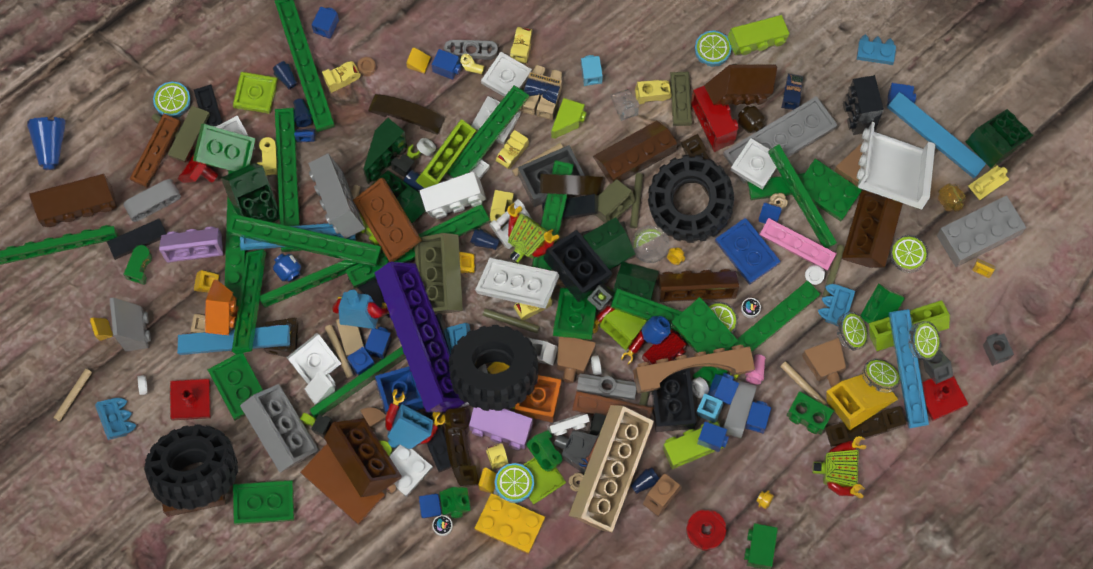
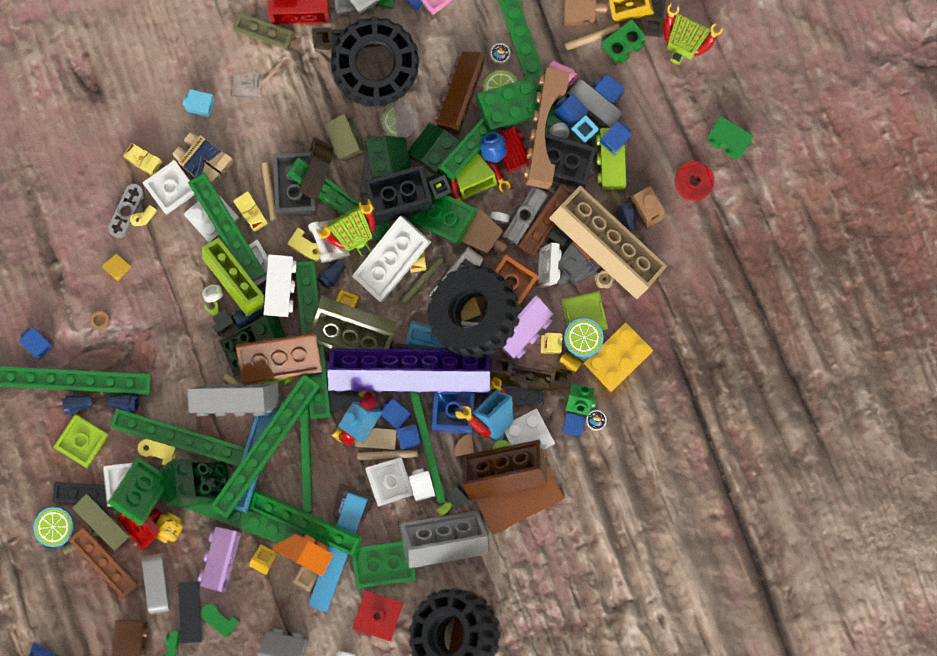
camera: 70 degrees left, 10 degrees up
(204, 190) = (169, 526): none -> yellow head
(263, 502) = (509, 580): green plate -> none
(287, 267) = (283, 474): blue head -> none
(305, 135) = (148, 407): blue slope -> none
(341, 76) = (101, 348): light yellow leg -> none
(386, 144) = (194, 328): dark green slope -> none
(406, 111) = (166, 299): dark brown slope -> none
(446, 64) = (133, 240): blue brick -> none
(544, 451) = (565, 298): green leg -> none
(568, 118) = (239, 144): lime slope -> none
(579, 206) = (337, 171): black tile -> none
(635, 206) = (357, 119): olive bar -> none
(636, 152) = (300, 95): reddish brown slope -> none
(652, 91) = (245, 54): light yellow leg -> none
(675, 256) = (421, 100): yellow plate -> none
(747, 251) = (444, 32): blue plate -> none
(764, 499) = (687, 117): yellow plate -> none

